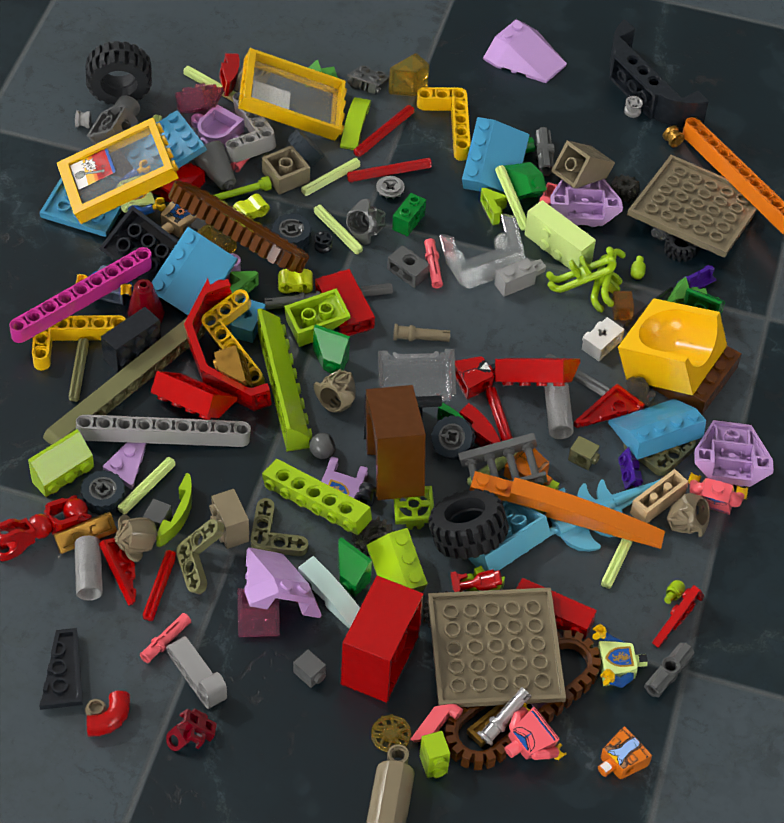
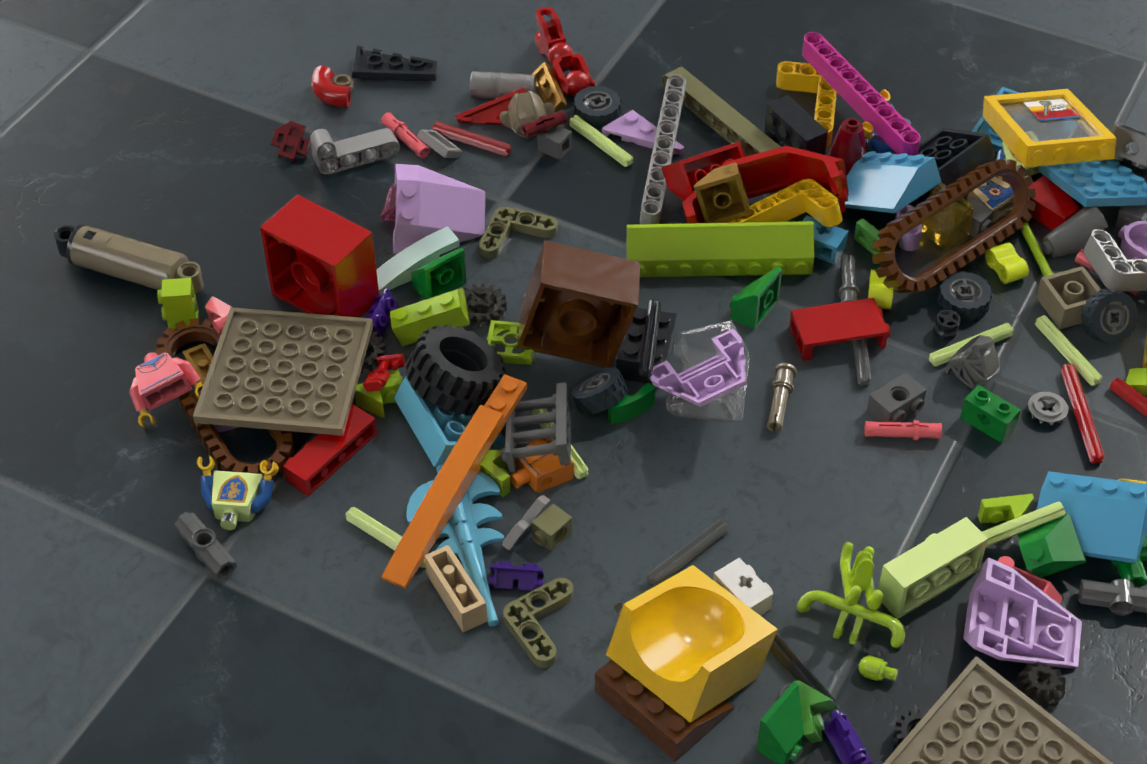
camera: 105 degrees right, 5 degrees down
(60, 463) = (635, 73): lime slope -> none
(78, 370) = (756, 102): olive axle -> none
(155, 515) = (544, 124): none -> dark red pin
(168, 529) = (579, 166): lime slope -> none
(174, 607) = (439, 143): none -> light grey tile
(189, 551) = (501, 157): olive beam -> none
(229, 510) = (529, 184): dark tan brick -> none
(317, 497) = (517, 265): lime brick -> none
(323, 310) = (810, 285): lime slope -> none
(336, 385) = (692, 296): dark tan piece -> none
(391, 732) = (232, 288): clear yellow wheel -> none
(438, 357) = (709, 378): none -> lavender wedge
(474, 375) = (700, 437): red torso -> none
(483, 267) = (888, 476): clear windscreen -> none
(483, 429) = (611, 428): red slope -> none
(498, 413) = (630, 455): red axle -> none
(498, 723) = (183, 349): light grey pin -> none
(518, 276) = (868, 513): light grey hinge -> none
(536, 370) = (686, 487): red slope -> none
(558, 411) = (620, 510): light grey piece -> none
(578, 466) = (524, 524): none -> light grey tile
(581, 165) = (1083, 629): dark tan slope -> none
(611, 405) = (624, 574): red wing -> none
(623, 305) = (801, 628): clear orange brick -> none
(623, 755) = (115, 476): torso -> none
(659, 427) = (570, 613): dark azure slope -> none
(674, 591) = (316, 582): lime cylinder -> none
(679, 613) = (282, 577): red wing -> none
(684, 516) = (416, 615): dark tan piece -> none
(717, 493) = (440, 654): coral torso -> none
(733, 454) = (513, 695): lavender wedge -> none

